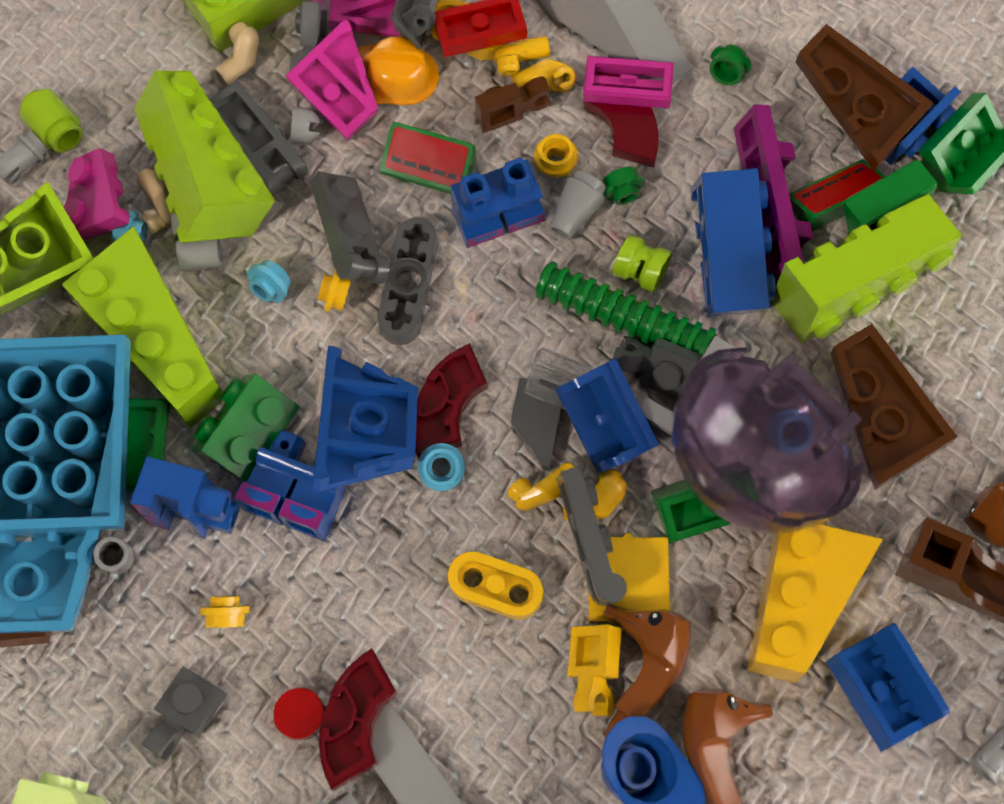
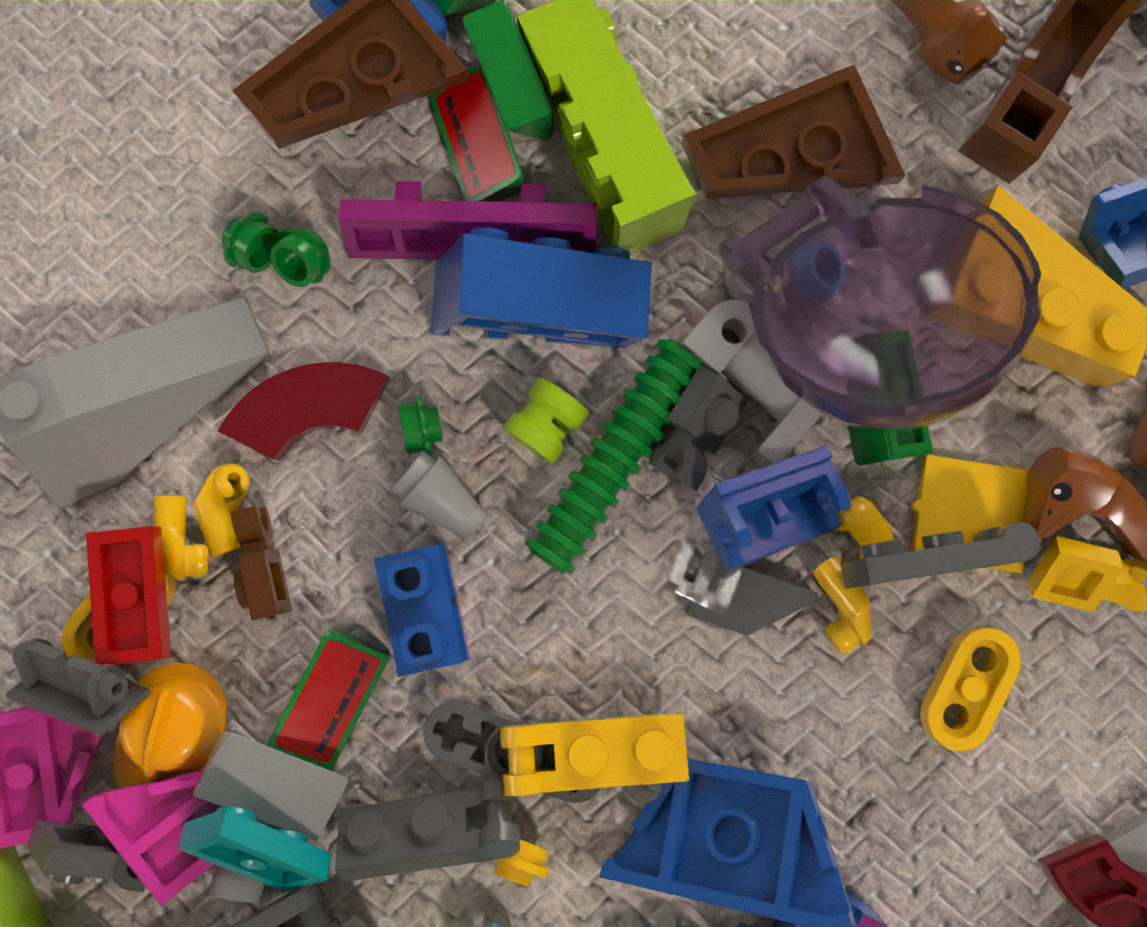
camera: 90 degrees left, 15 degrees up
(322, 135) = (255, 850): none -> teal plate
(367, 129) = (270, 784): none -> light grey slope
(415, 325) = (596, 753): none -> yellow plate
(437, 482) = (813, 744): medium azure plate -> none
(445, 397) = (713, 727): dark red tile -> none
(555, 145) = (334, 513): yellow plate -> none
(627, 88) = (281, 398): dark pink tile -> none
(726, 94) = (300, 257): none -> green plate

